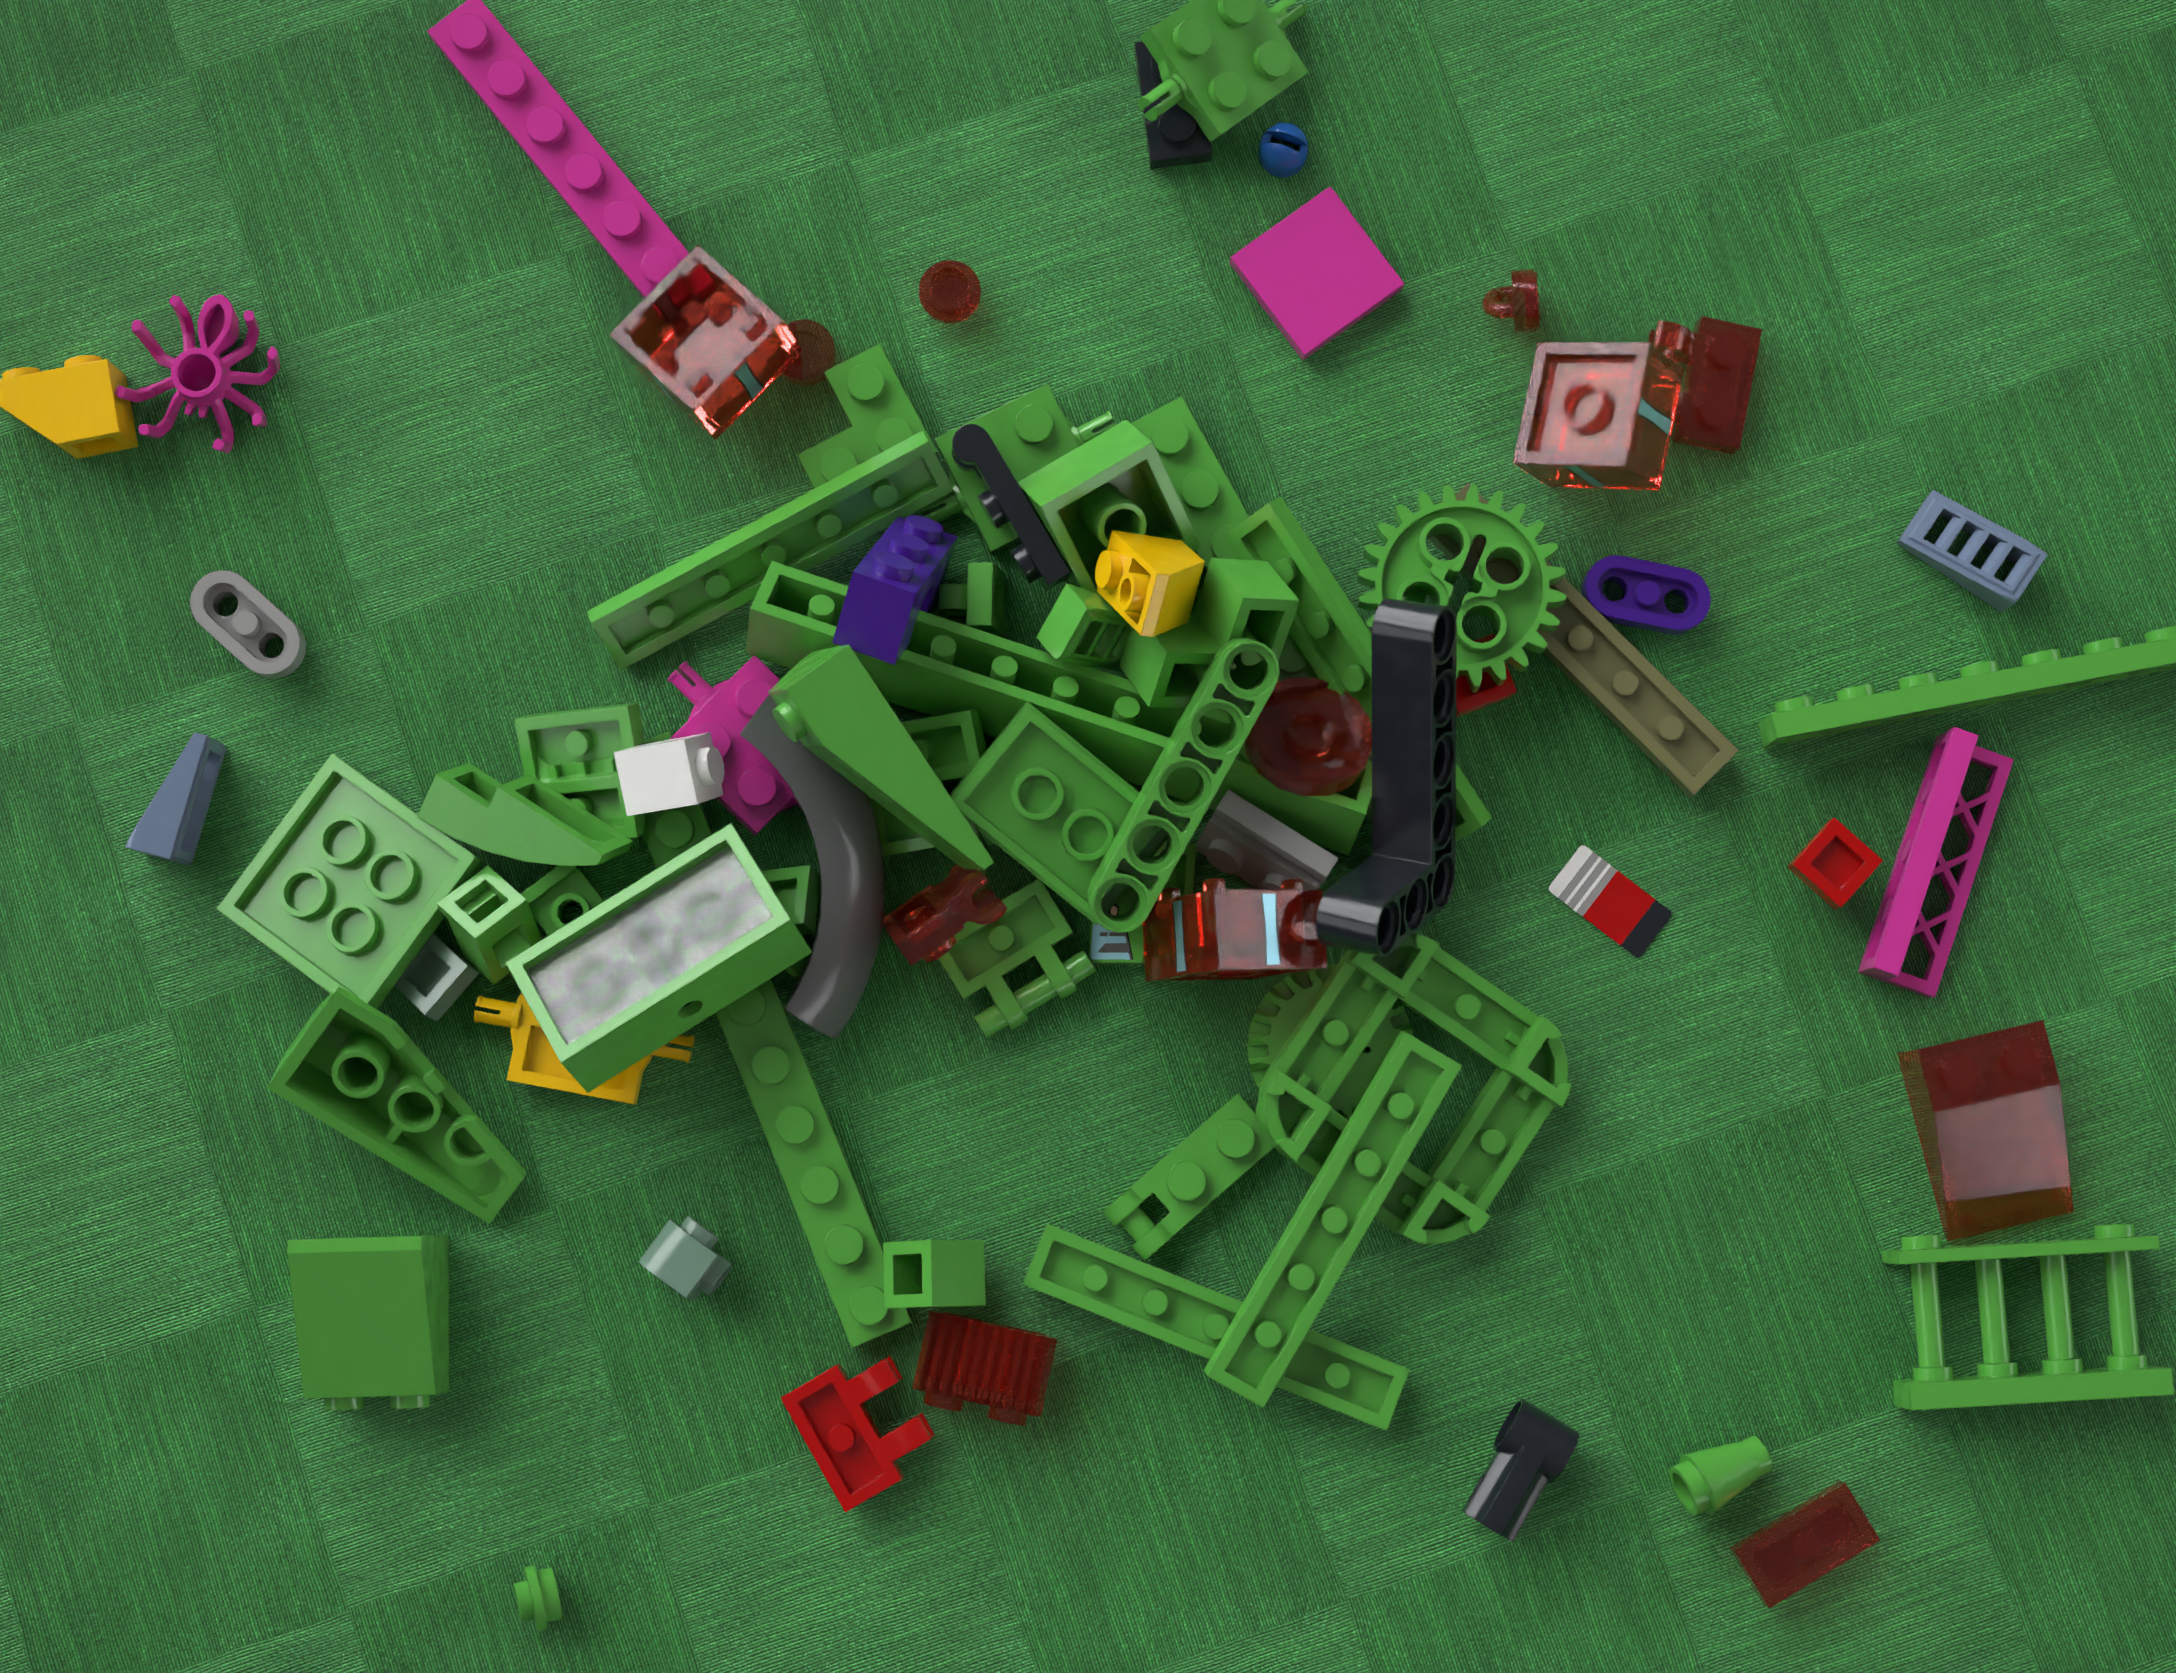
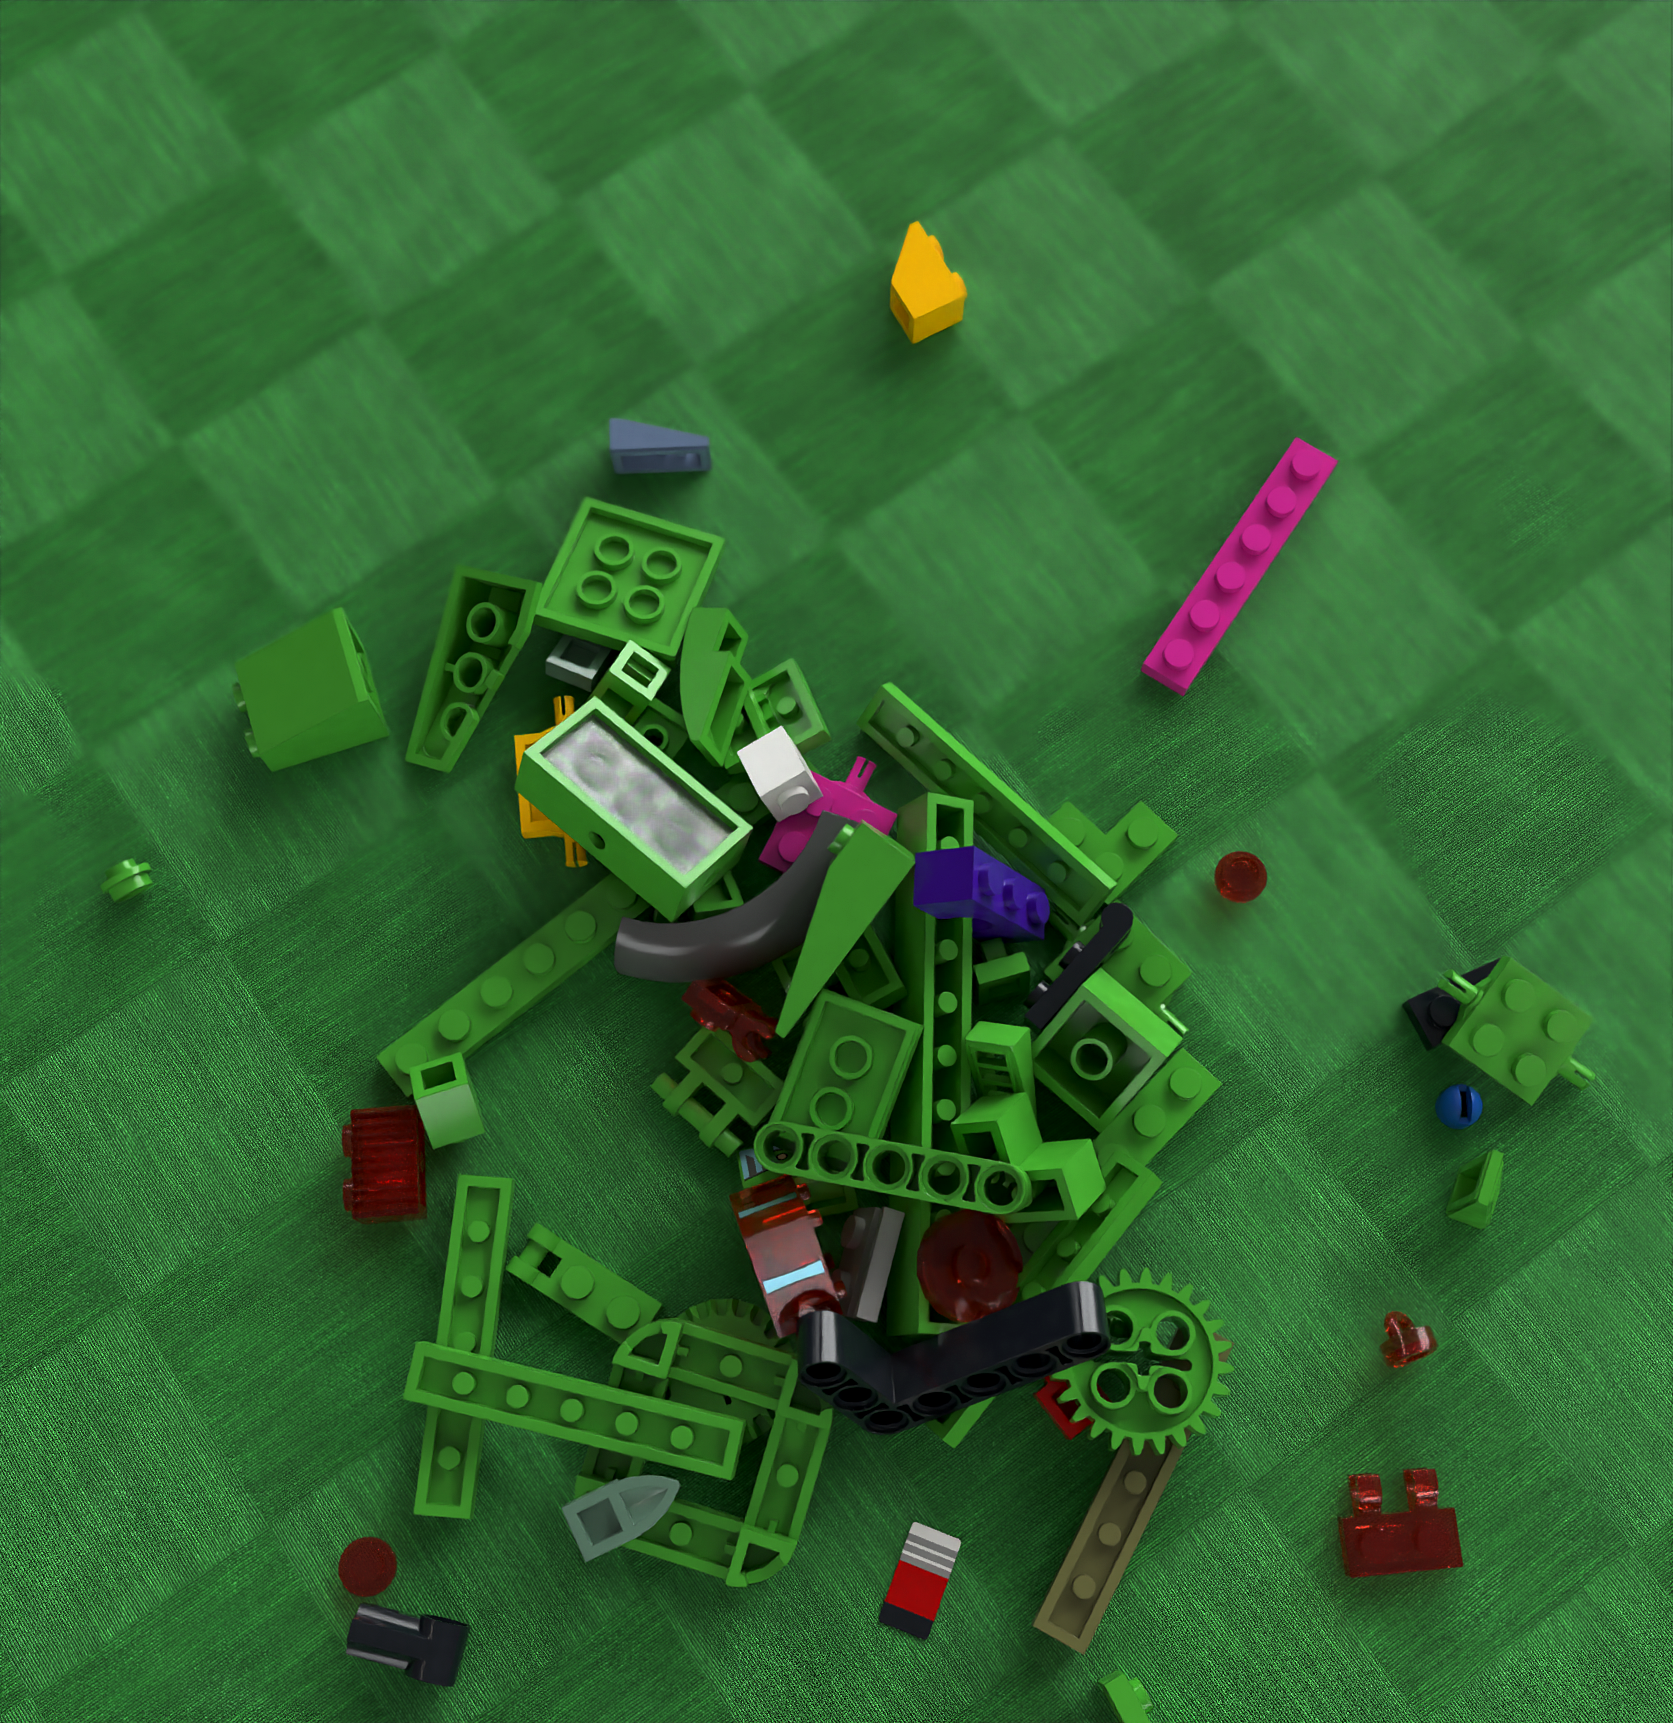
camera: 75 degrees right, 10 degrees down
(201, 373) = (978, 365): dark pink animal -> none
(250, 626) = (803, 457): light grey plate -> none
(686, 1259) = (412, 910): sand green plate -> none
(706, 342) = (1129, 703): clear red container -> none
(816, 356) = (1152, 782): clear red tile -> none
(844, 1436) = (304, 1072): red plate -> none
(1149, 580) = (1053, 1093): yellow slope -> none
(1316, 273) = (1366, 1164): dark pink tile -> none
(1383, 166) = (1476, 1190): none -> bright green slope
(1425, 1497) = (367, 1566): none -> clear red plate
(1459, 1197) = (618, 1512): none -> sand green plate
(1598, 415) = (1331, 1437): clear red container -> none
(1644, 592) = (1193, 1530): dark purple plate -> none

